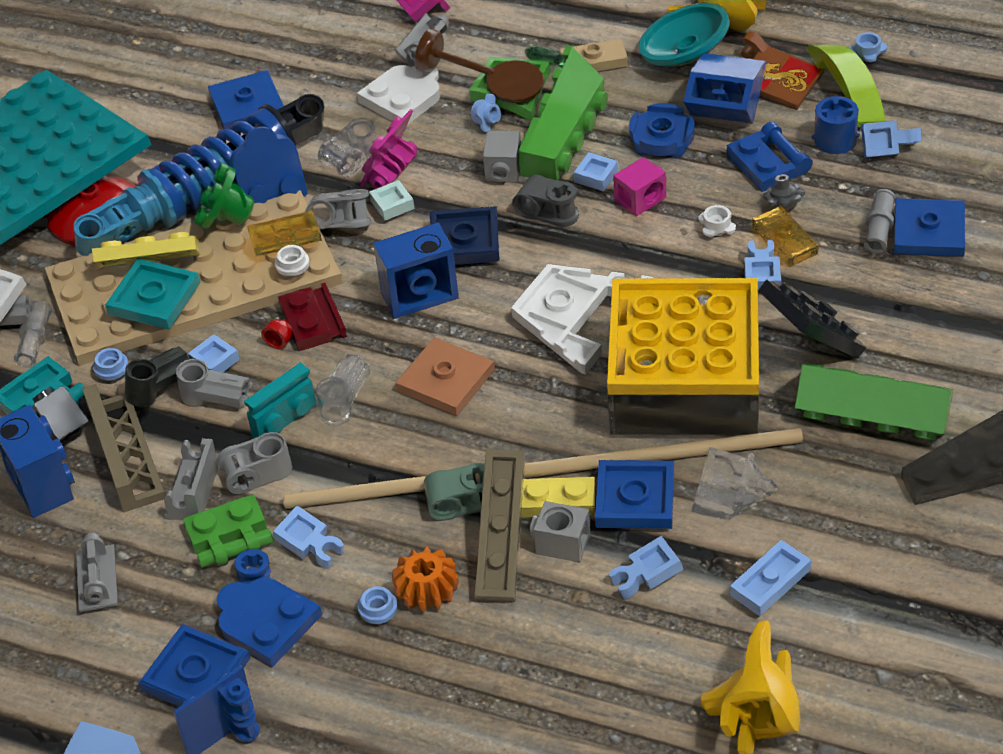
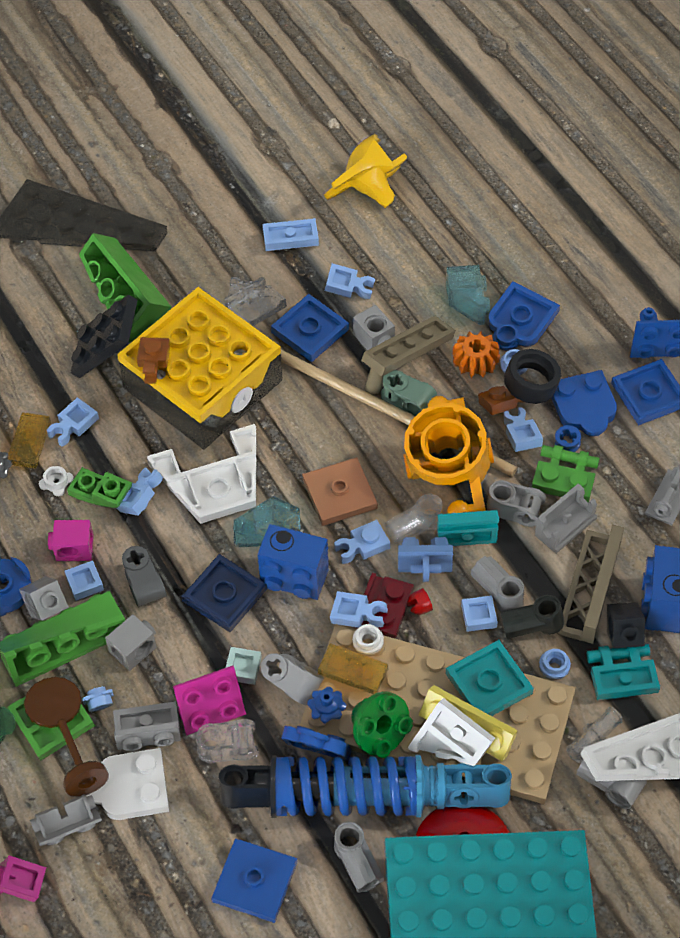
camera: 145 degrees left, 10 degrees up
(154, 224) = (452, 735): none -> white wing
(168, 144) = (357, 858): none -> light grey piece
(282, 197) = (326, 704): none -> blue plant
(314, 355) = (425, 558): none -> medium blue hips
(325, 549) = (525, 390): none -> black tyre
(327, 276) = (353, 609): none -> light blue plate
(346, 434) = (449, 426): none -> light orange piece
(356, 553) = (498, 400): none -> dark orange plate
(383, 351) = (366, 540): none -> light blue plate
(414, 661) = (521, 317): none -> blue plate
(430, 117) = (146, 726): none -> light grey bracket
(478, 297) = (252, 525): none -> clear light blue slope
(500, 641) = (466, 292): none -> clear light blue slope
(567, 491) = (347, 360): light yellow plate -> none
(606, 128) = (43, 598): none -> light grey brick
(627, 249) = (140, 492): none -> light blue plate
(657, 238) = (99, 489): none -> bright green slope
(715, 290) = (153, 354): none -> dark orange plate

